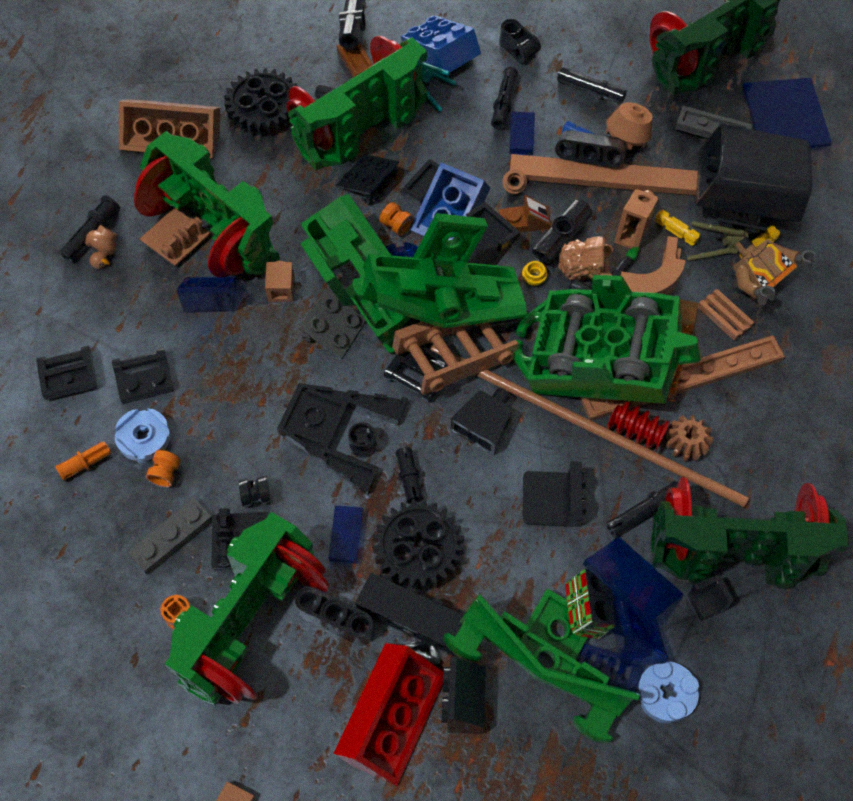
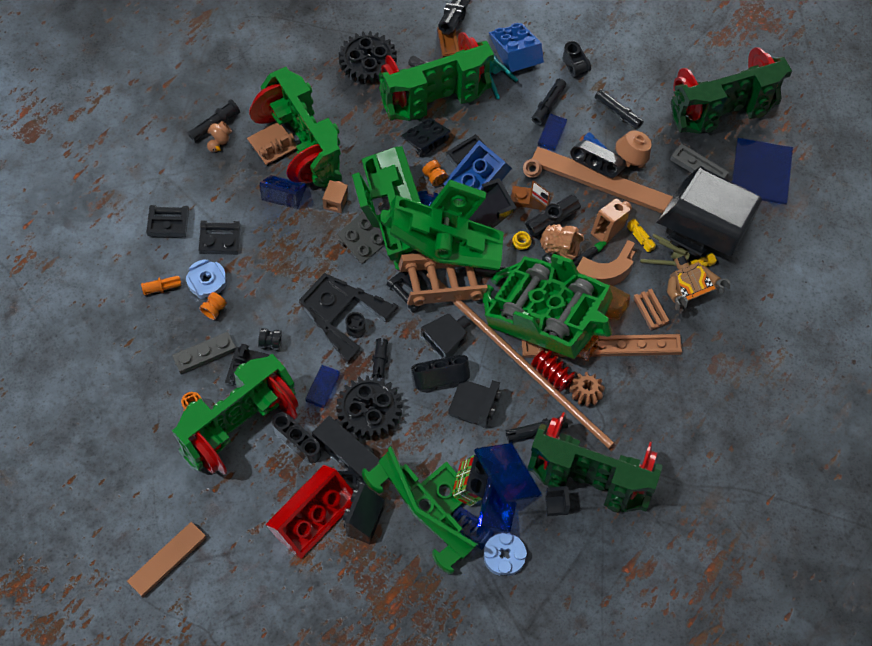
camera: 15 degrees right, 0 degrees up
(146, 120) = (300, 58): nougat slope -> none
(496, 470) = (440, 372): none -> black beam

